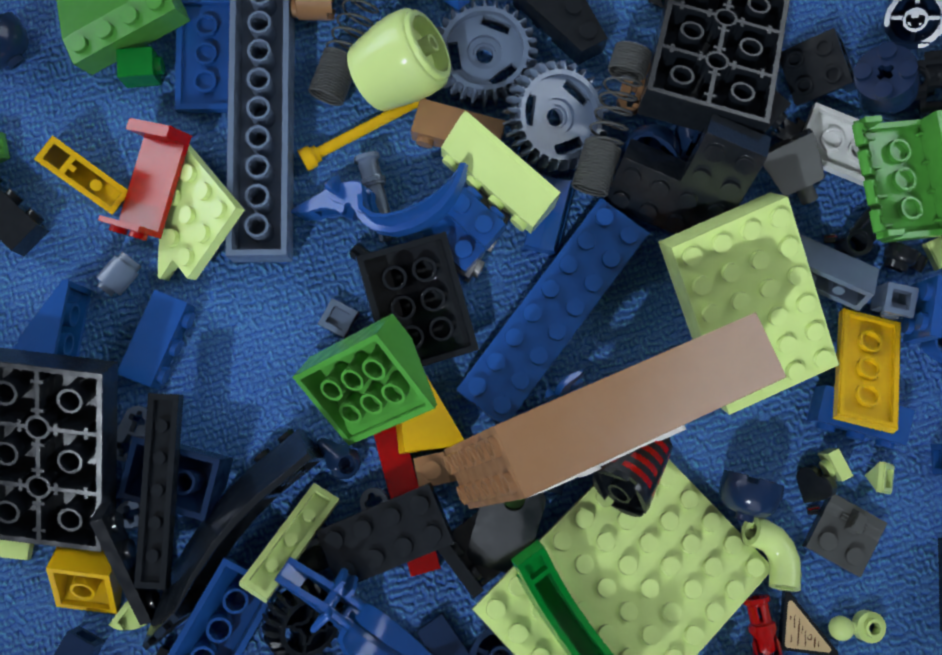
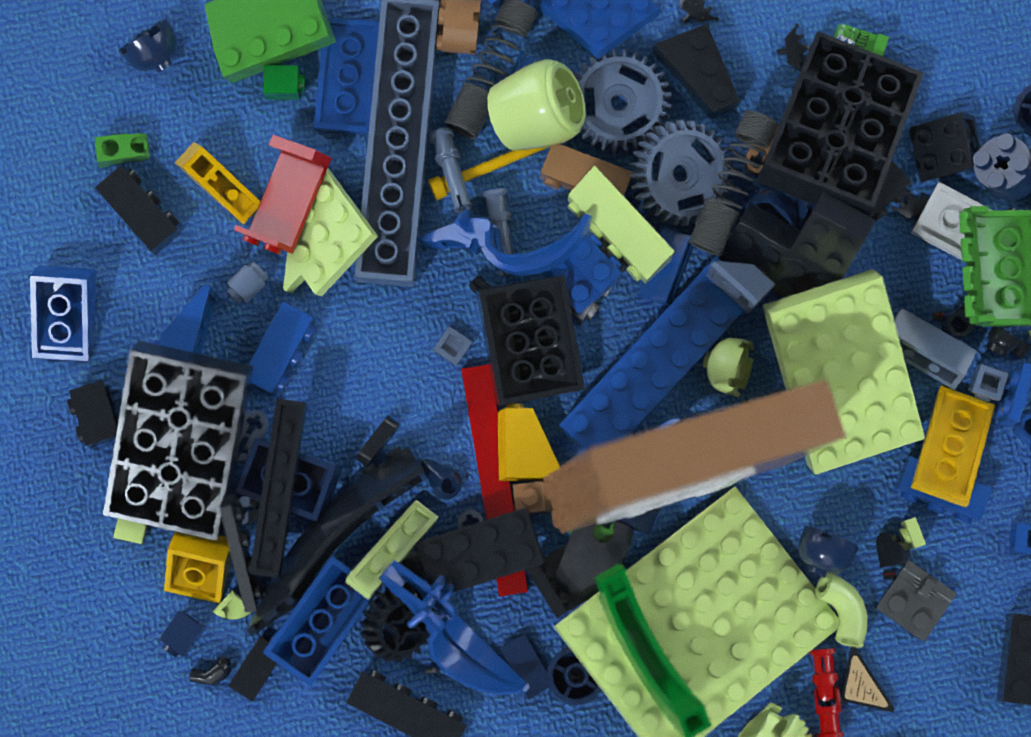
camera: 10 degrees right, 0 degrees up
(268, 425) = (377, 441): none -> black beam
(315, 126) = (448, 159): none -> sand blue pin
(368, 381) = (477, 408): bright green slope -> none
(625, 309) = (729, 365): none -> yellowish green cylinder
(631, 220) = (741, 282): none -> sand blue slope
(634, 477) = (718, 518): black cone -> none
(796, 166) = (907, 243): dark grey torso -> none
(843, 628) = (901, 686): yellowish green plate -> none
(881, 477) = (958, 550): yellowish green slope -> none

